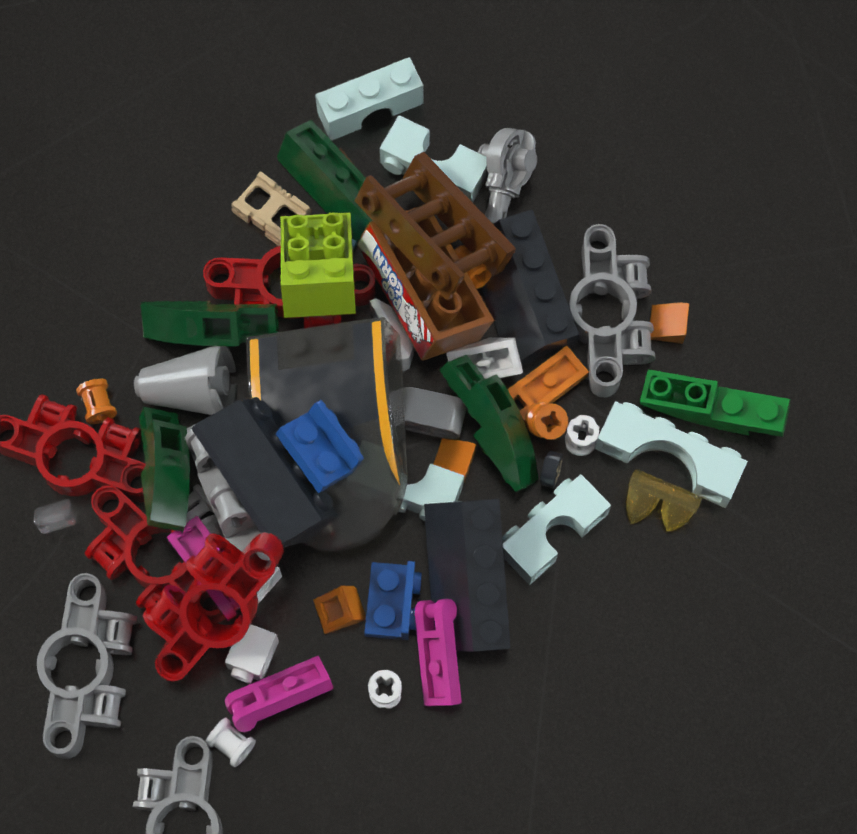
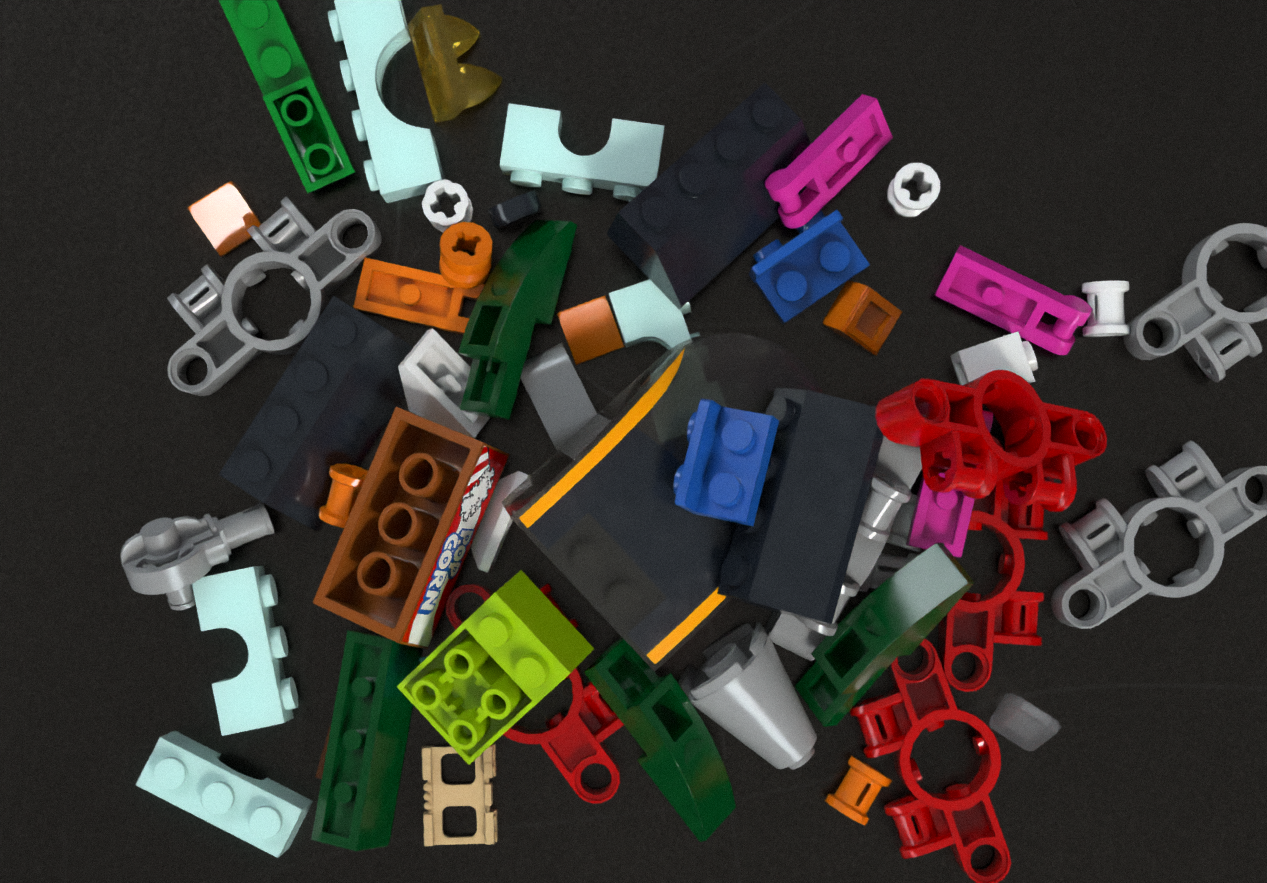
camera: 125 degrees left, 15 degrees up
(452, 207) = (296, 558): reddish brown fence -> none

